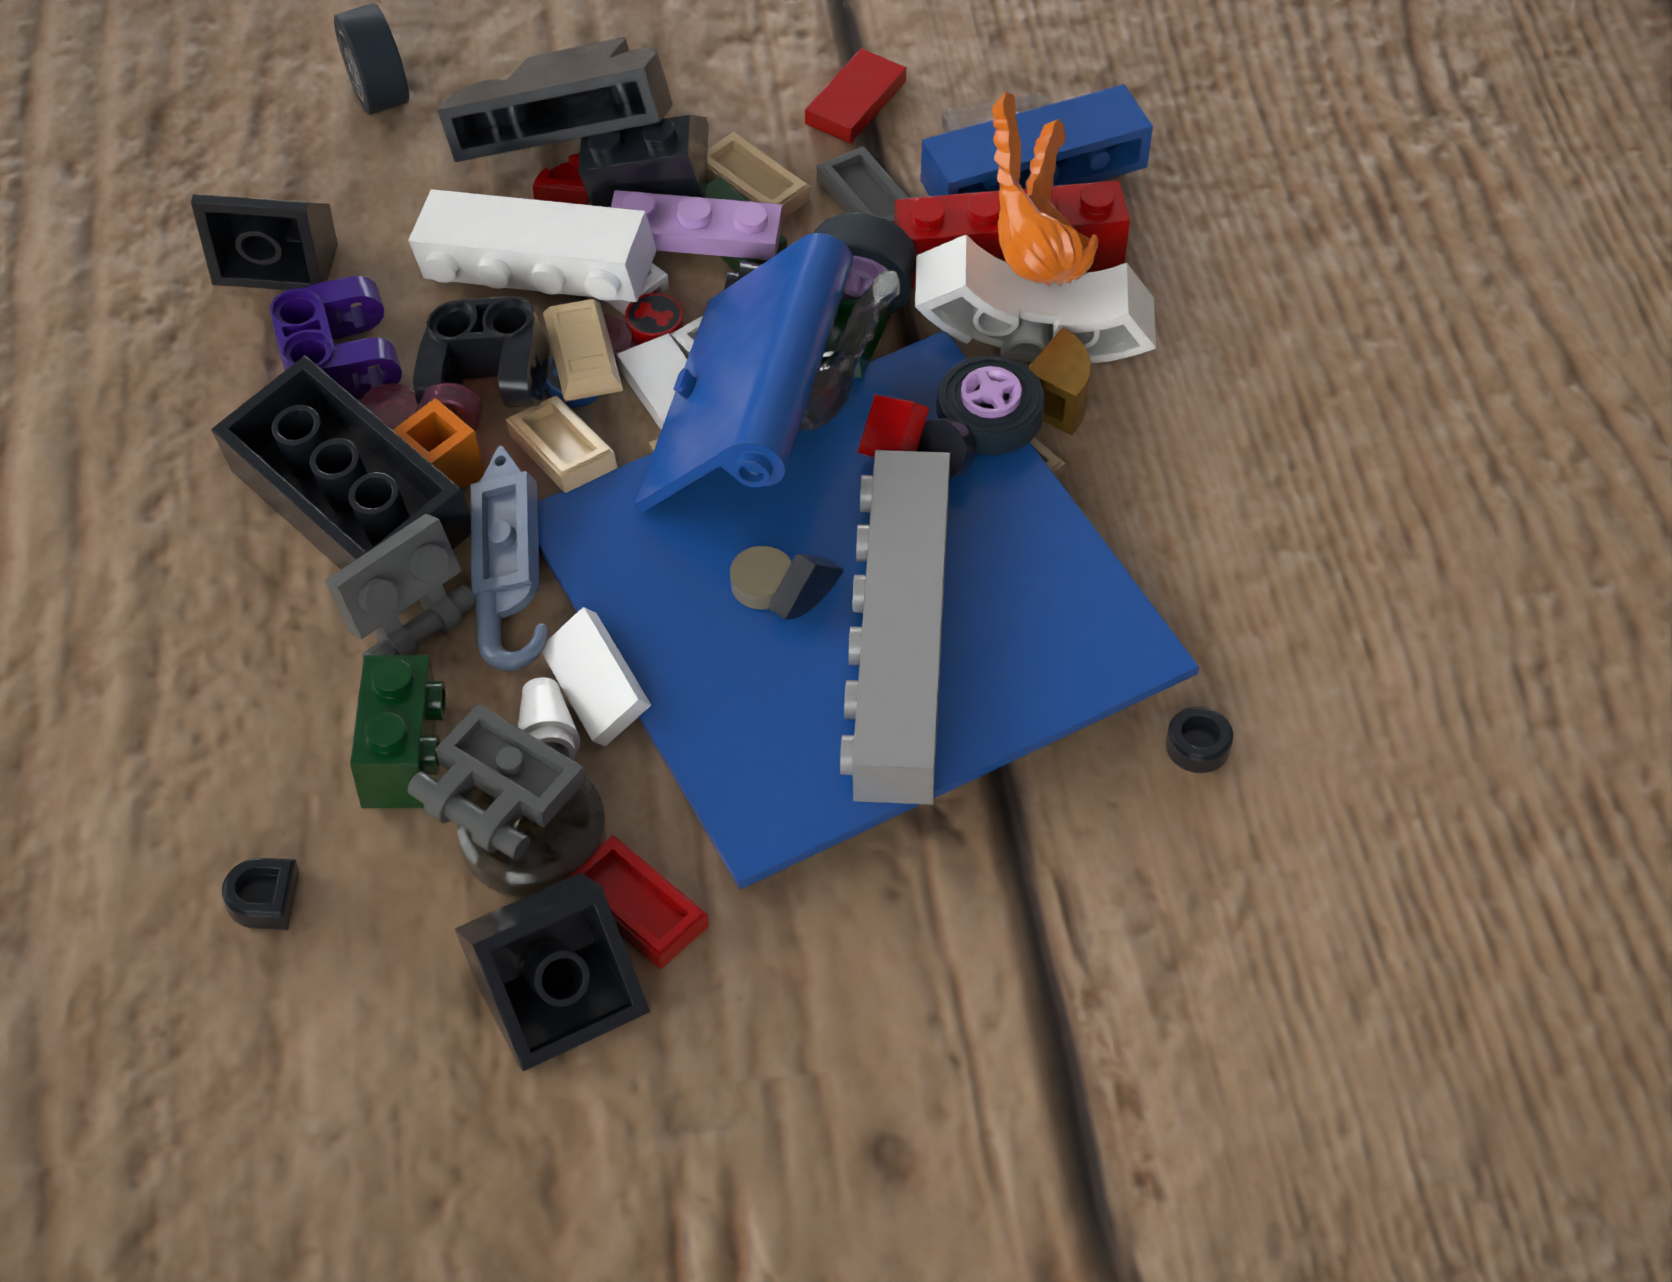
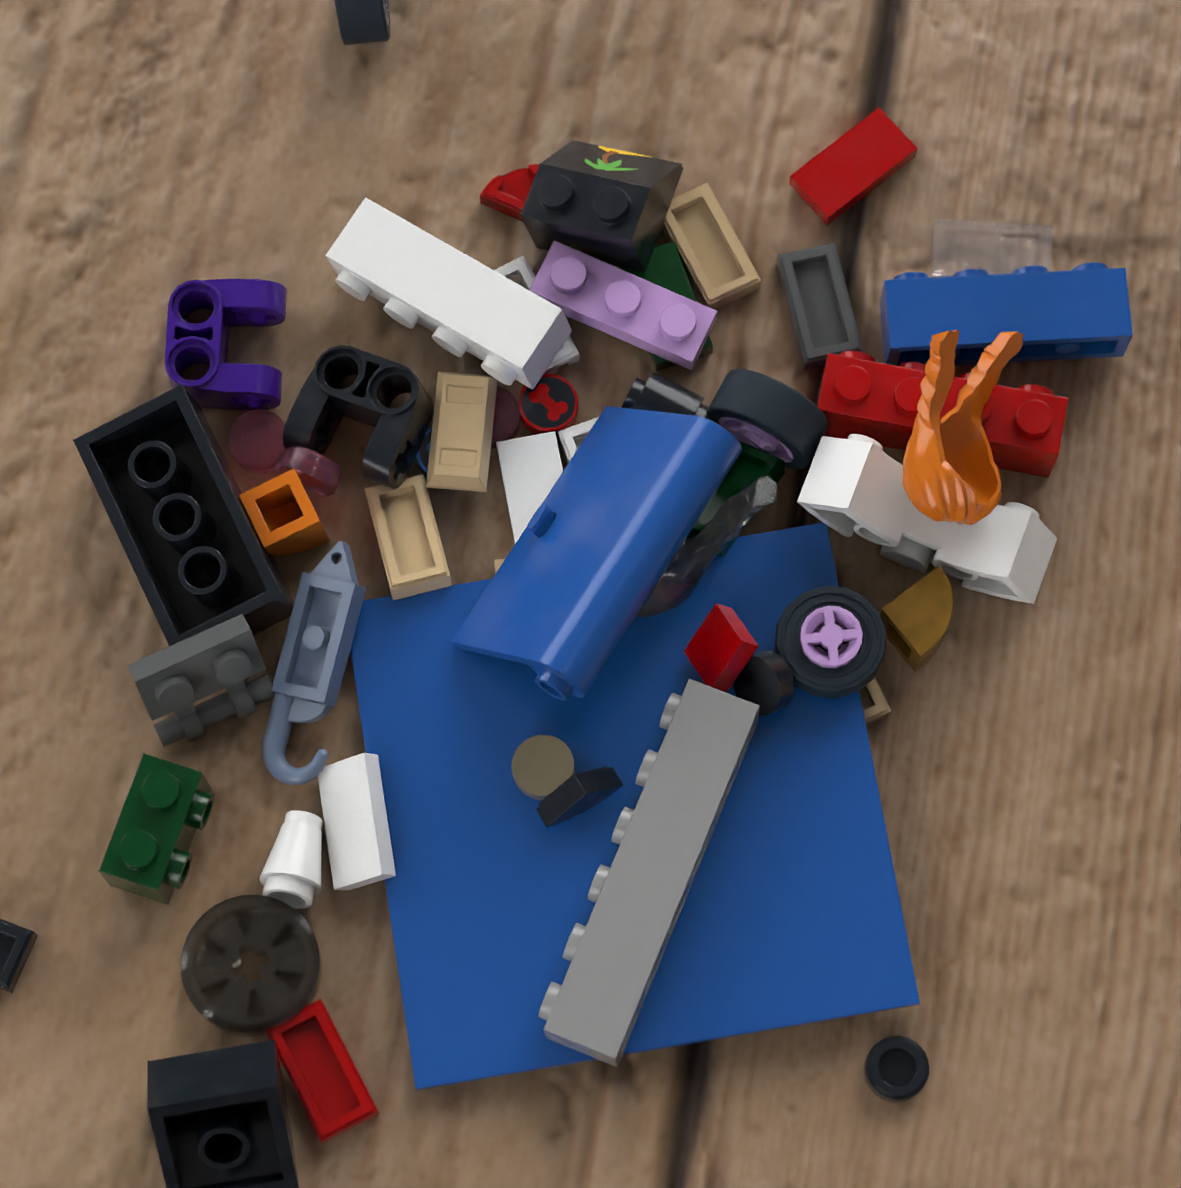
camera: 20 degrees right, 20 degrees up
(265, 241) = (194, 194): black slope -> none
(506, 764) = (242, 916): dark grey plate -> none
(558, 100) = (534, 111): black brick -> none

